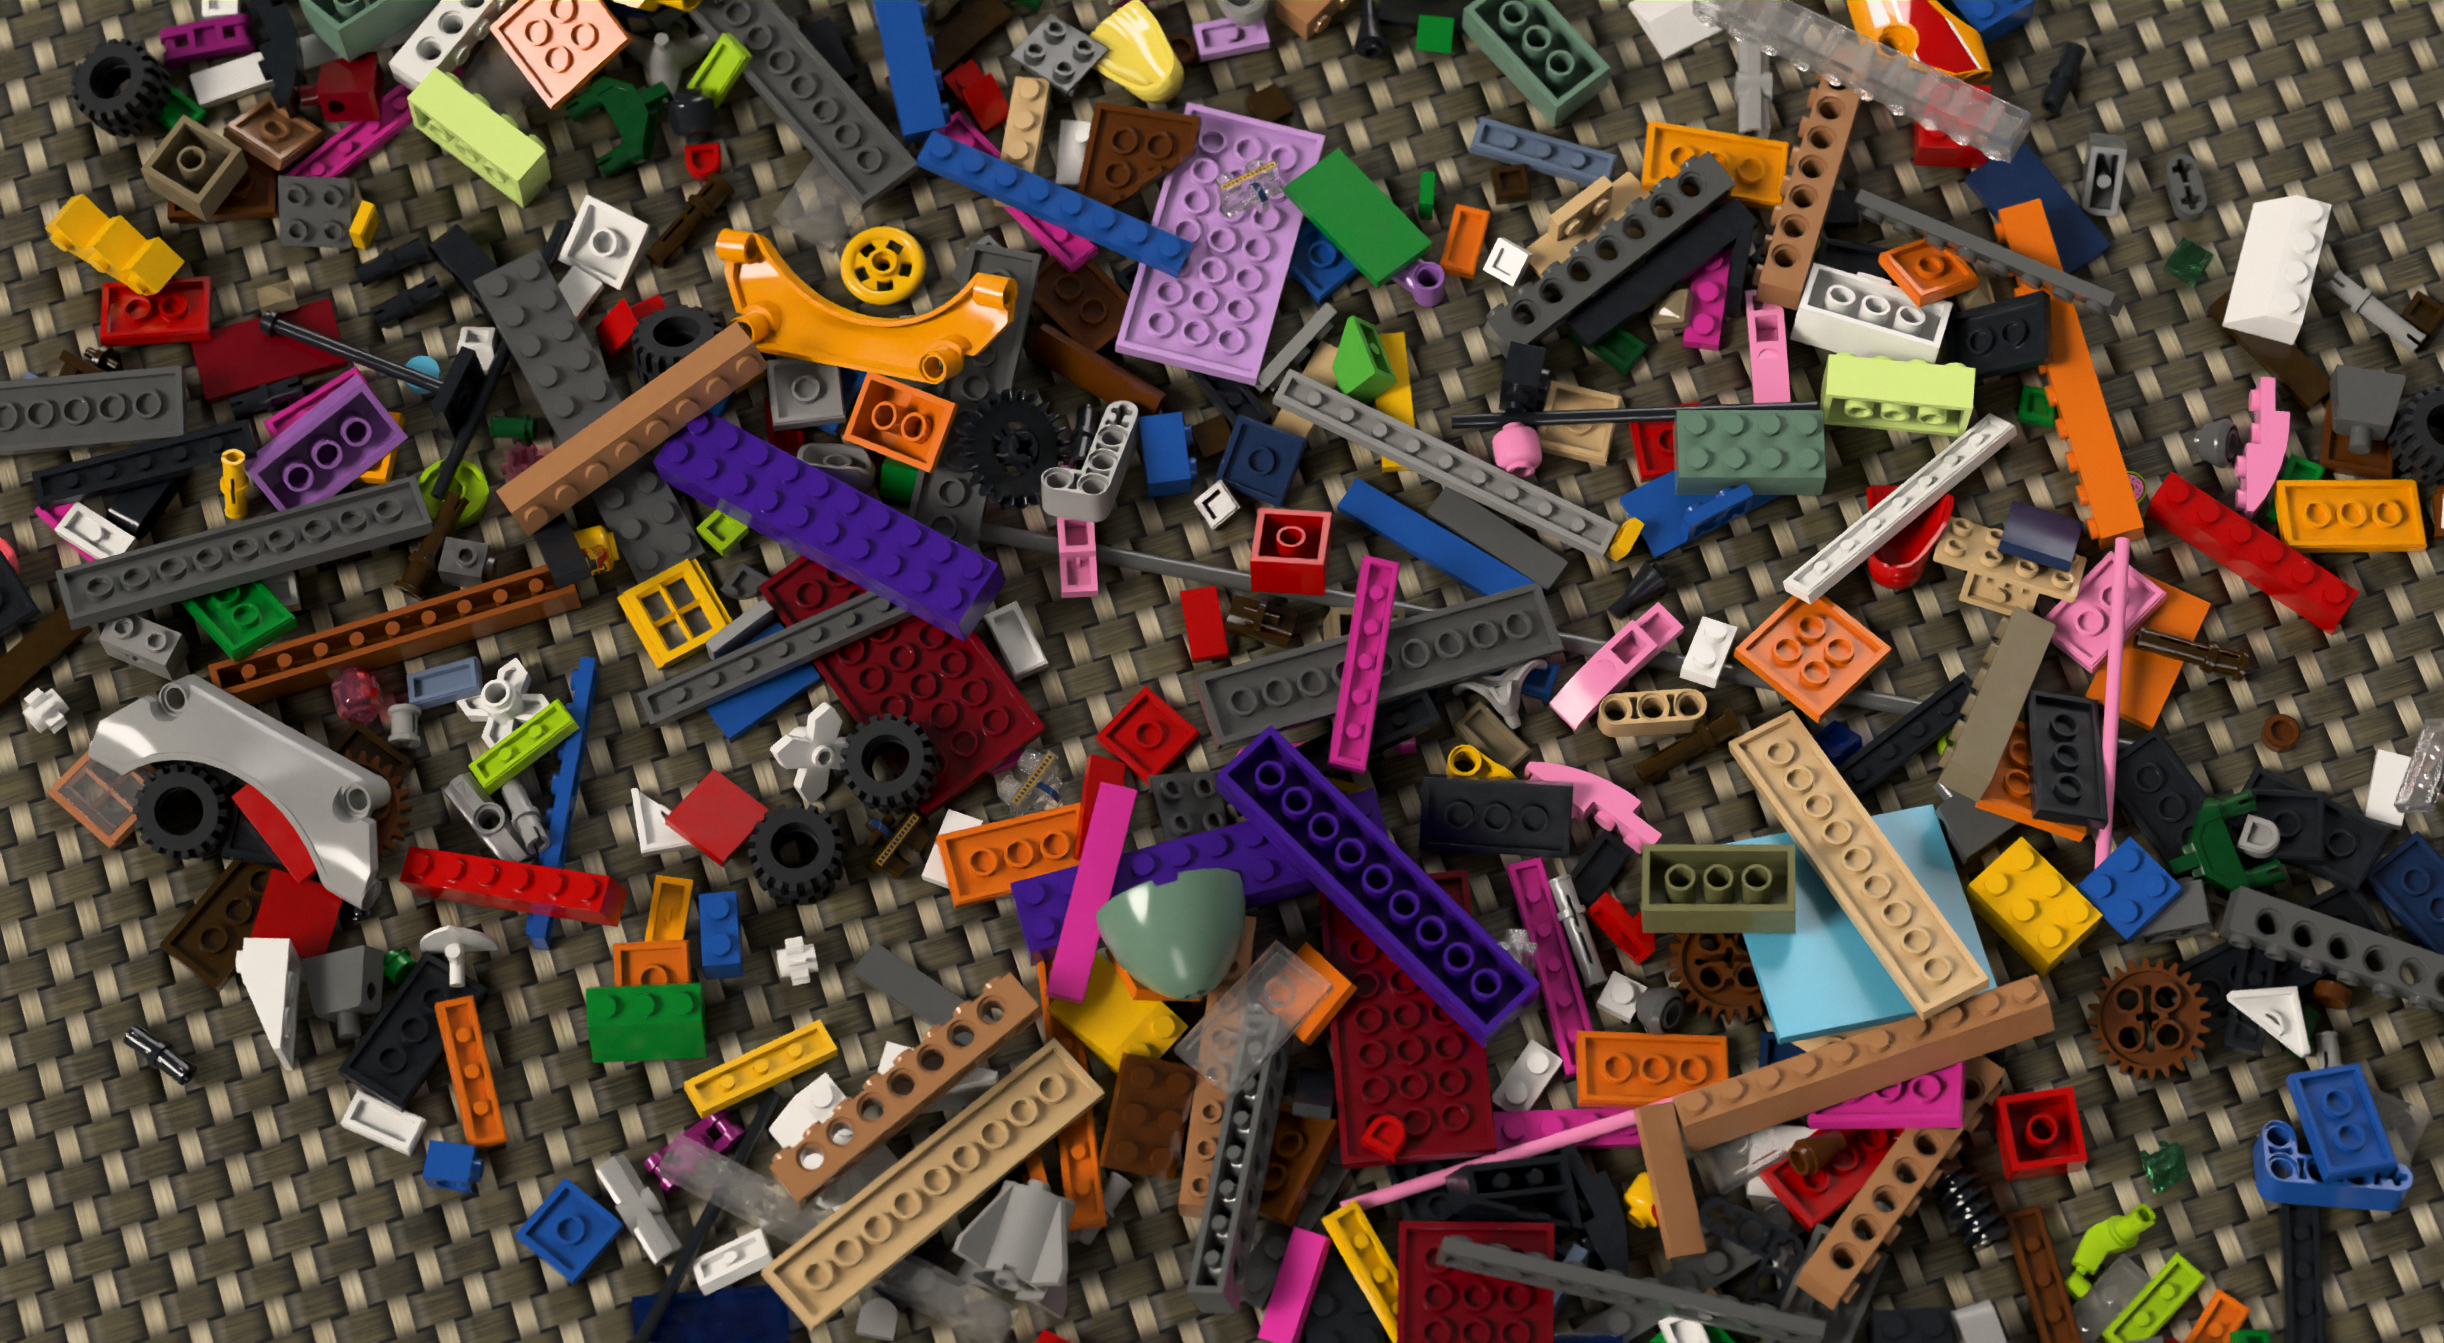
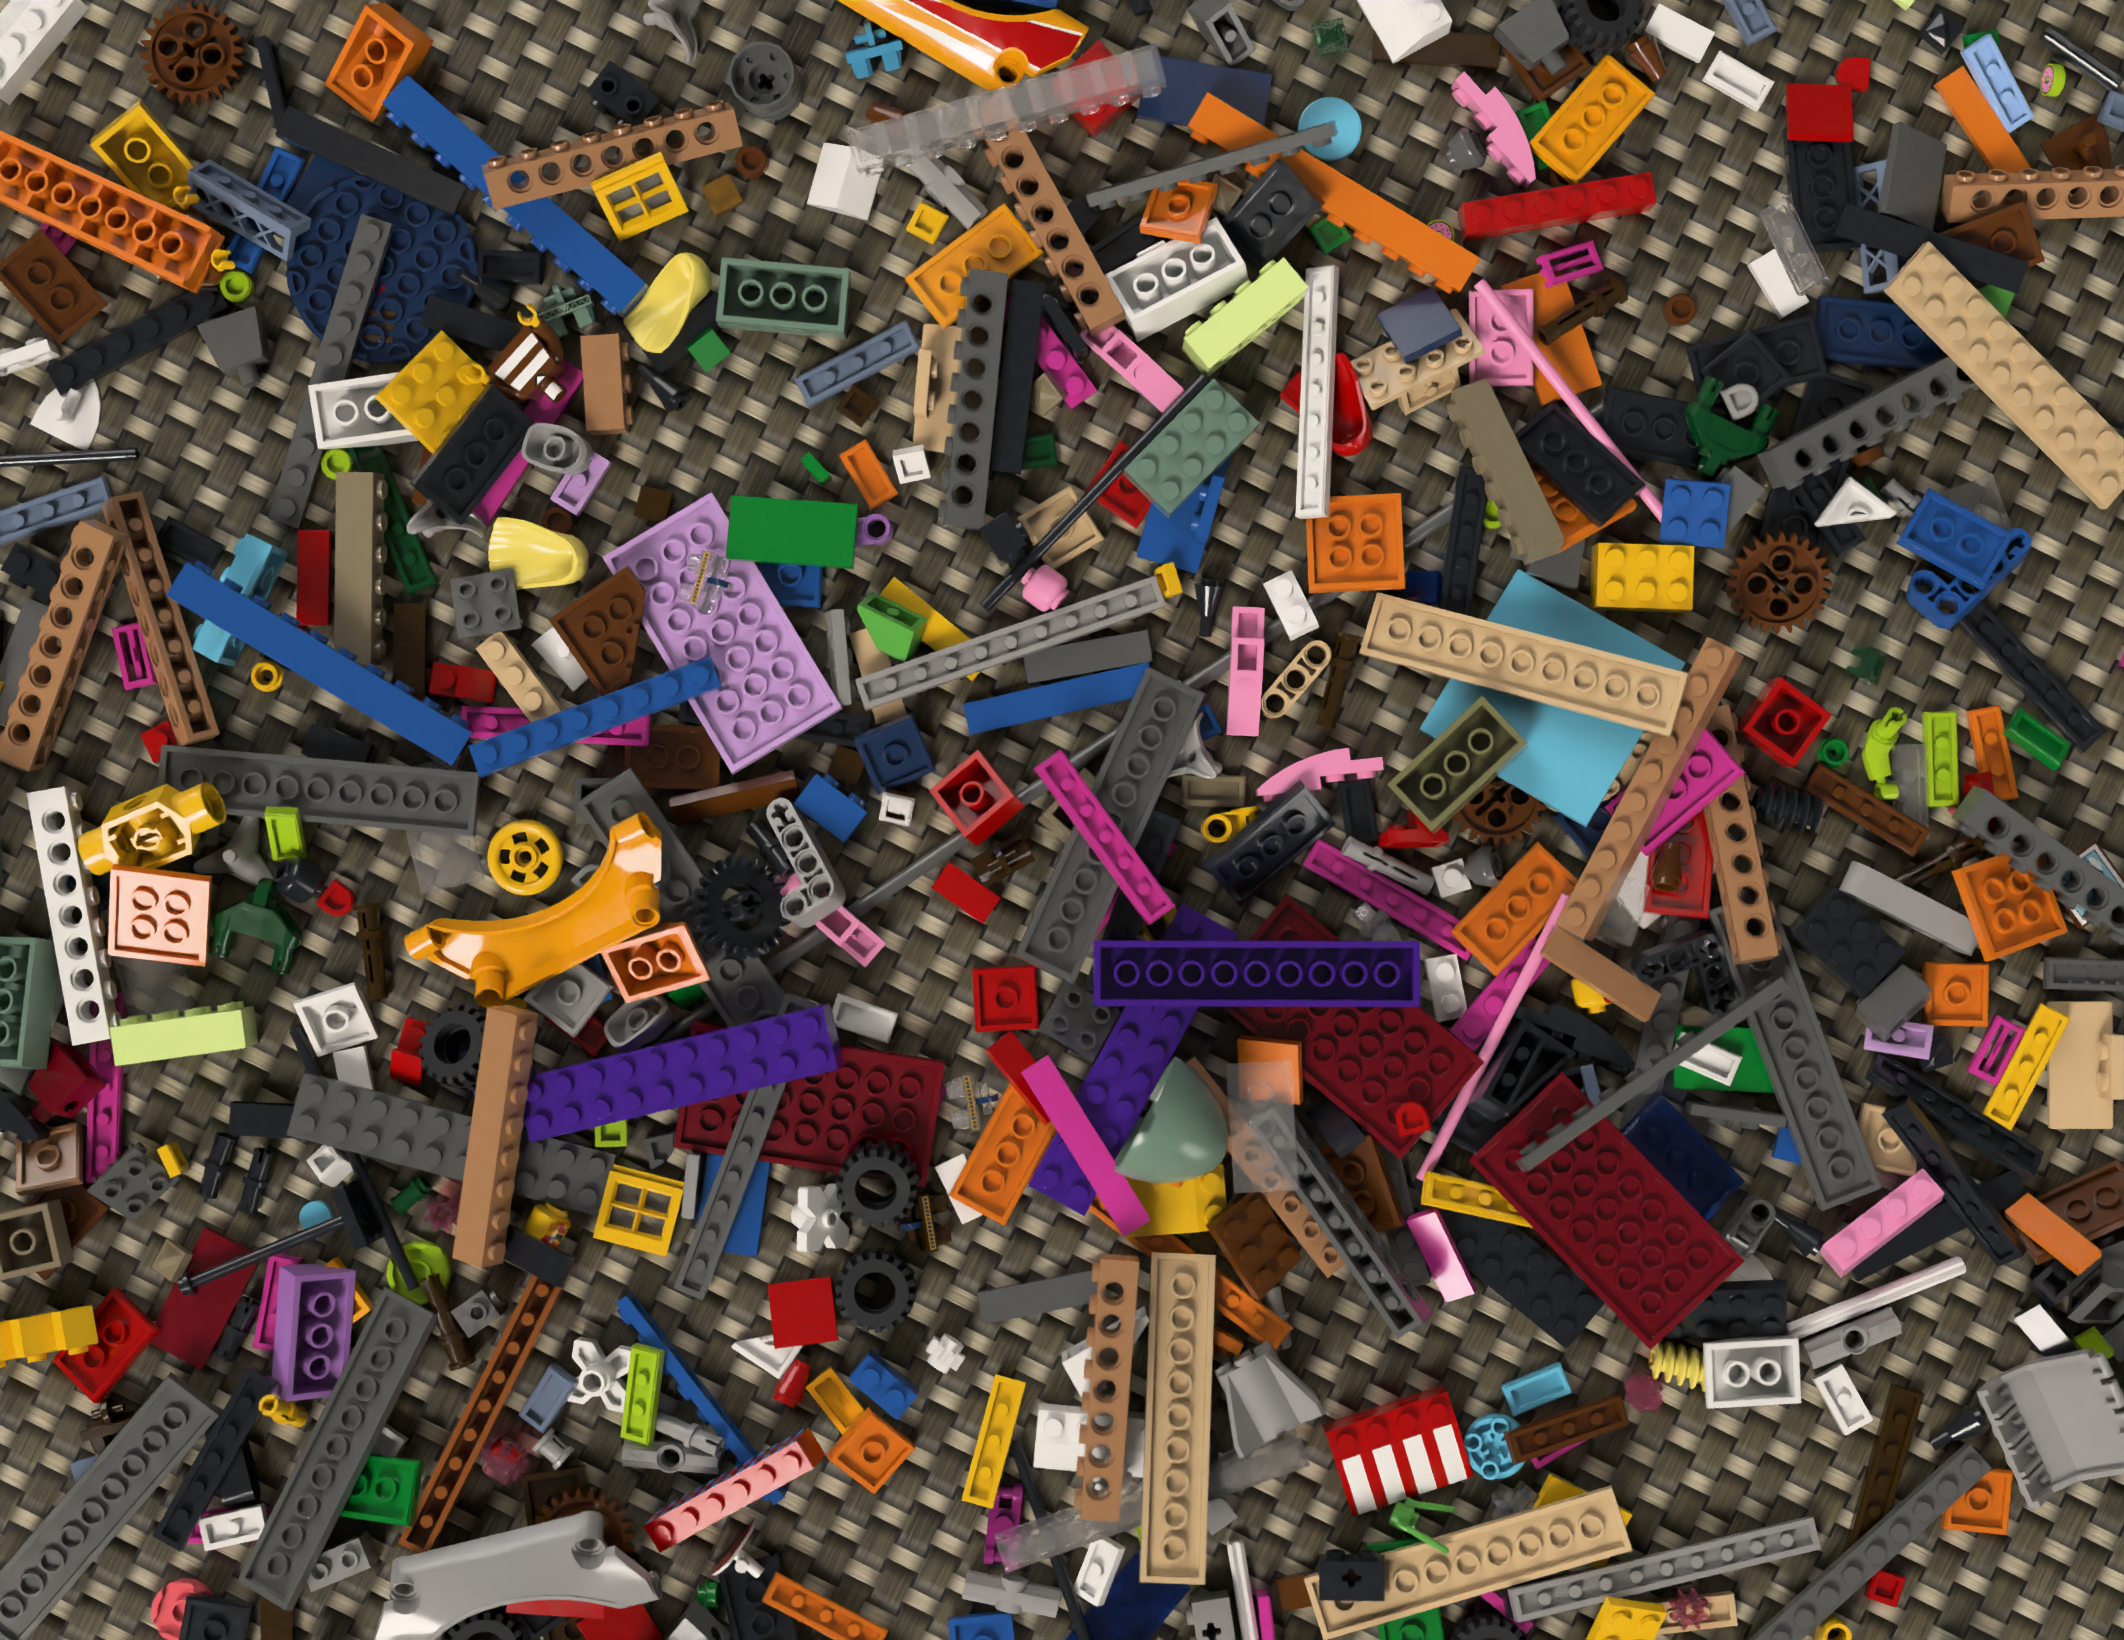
camera: 45 degrees left, 20 degrees up
(643, 865) = (792, 1384): none -> red cone
(646, 1022) = (894, 1480): green slope -> none
(1710, 103) = (927, 223): none -> yellow tile
(2068, 1202) = (1841, 752): none -> green plate
(2122, 336) = (1347, 124): none -> medium azure tile
(2190, 605) = (1548, 270): none -> dark pink tile

